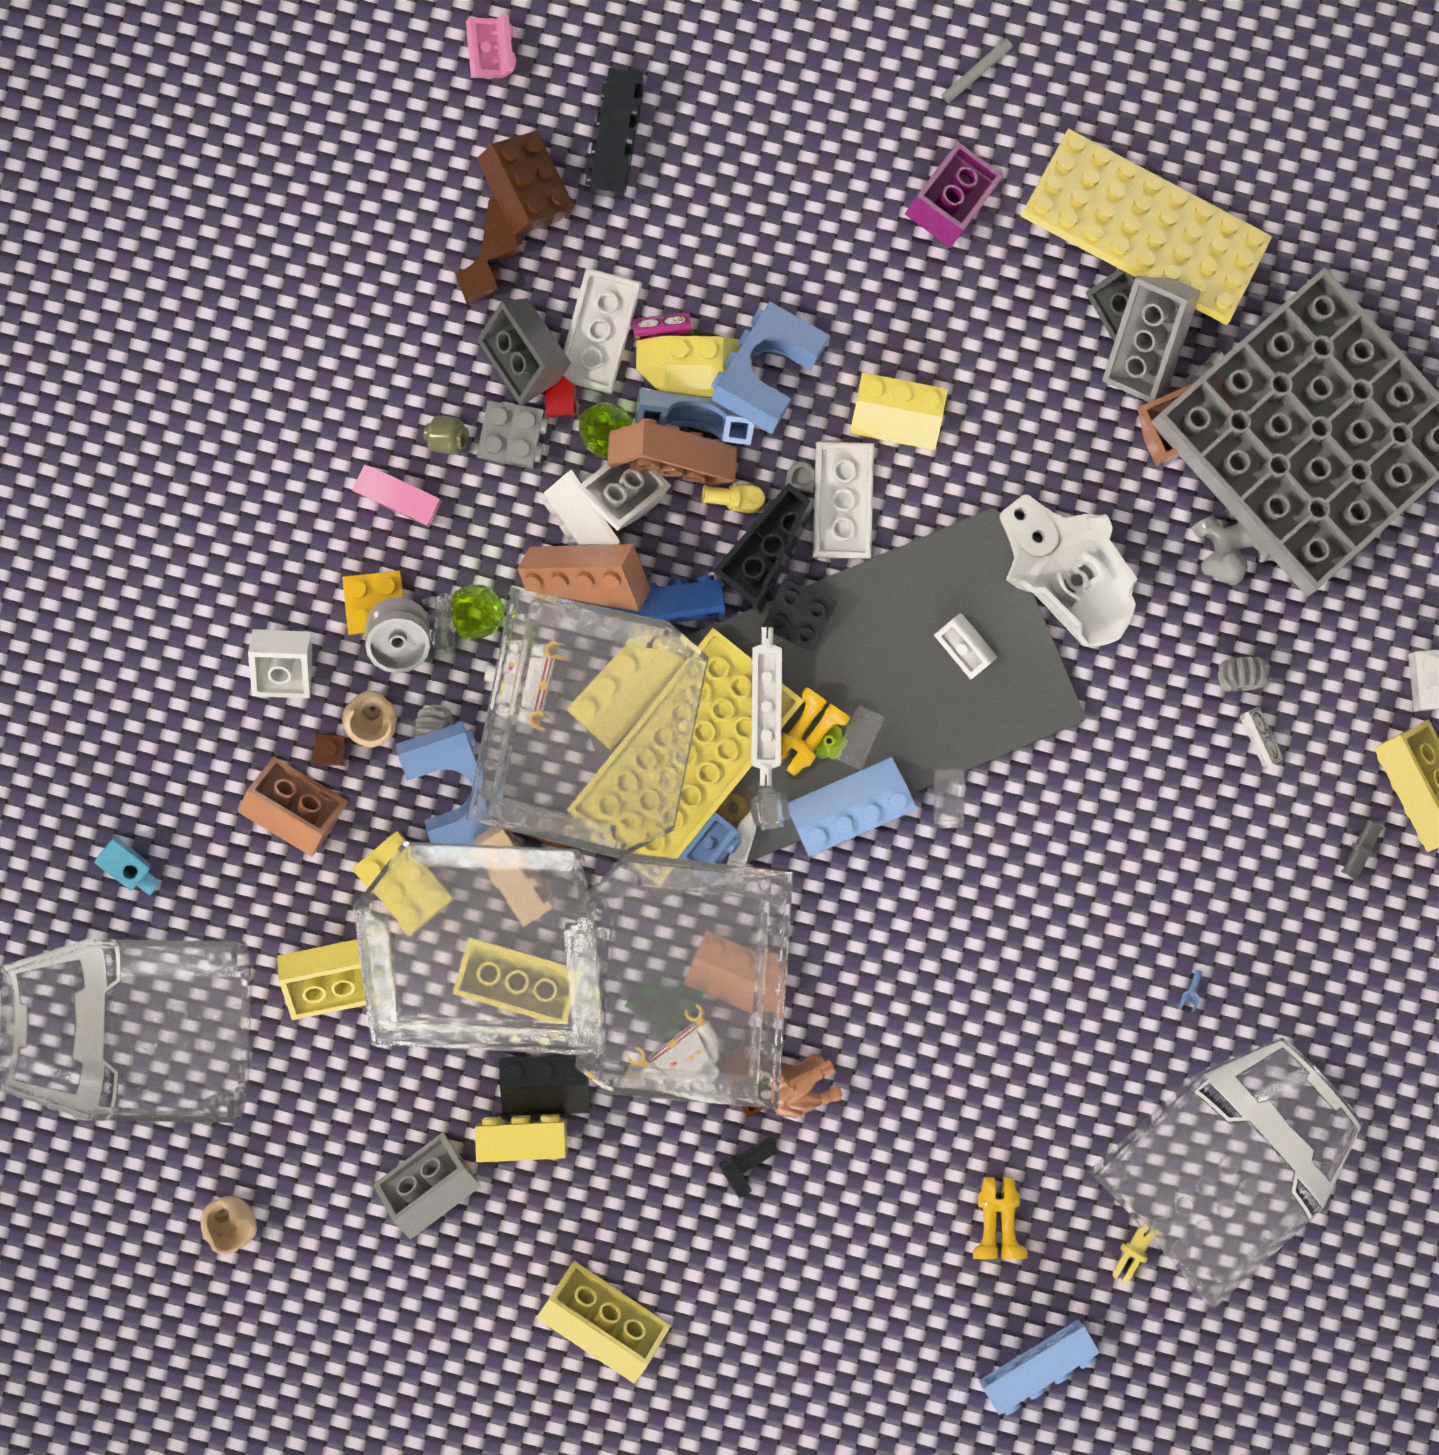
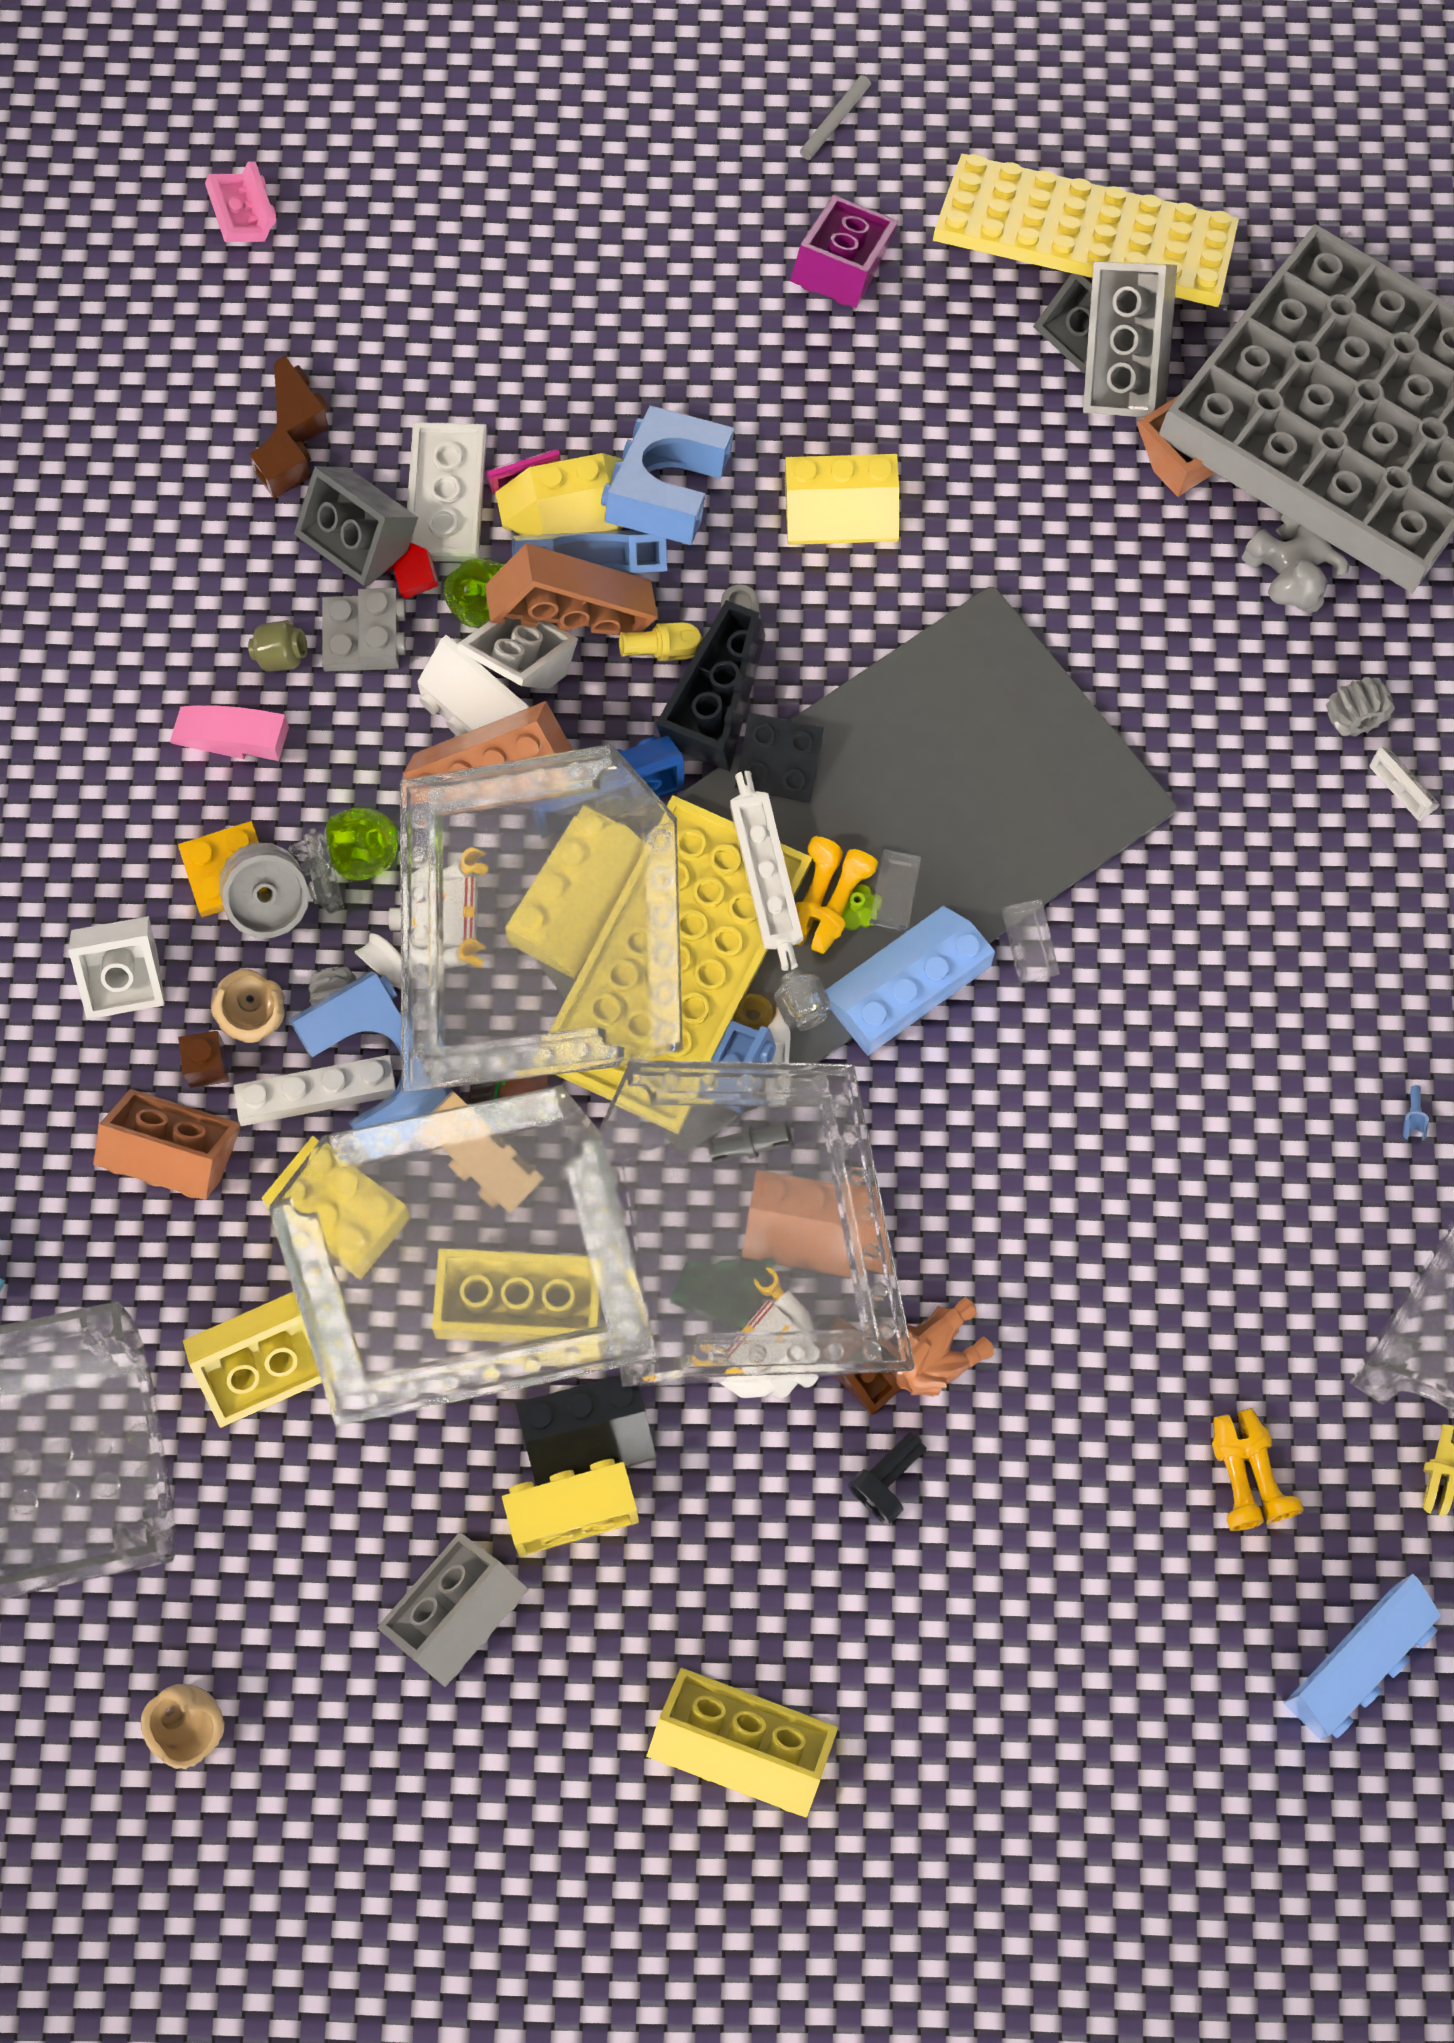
camera: 15 degrees left, 15 degrees down
(396, 790) = (314, 1090): none -> white plate
(473, 707) = (382, 958): none -> white piece
(525, 182) = (316, 335): reddish brown brick -> none
(616, 134) = (415, 260): black wedge -> none
(705, 913) = (750, 1142): none -> dark grey pin
(843, 500) = (800, 620): white tile -> none
(965, 646) = (1000, 752): white slope -> none
(1071, 570) = (1113, 630): white piece -> none

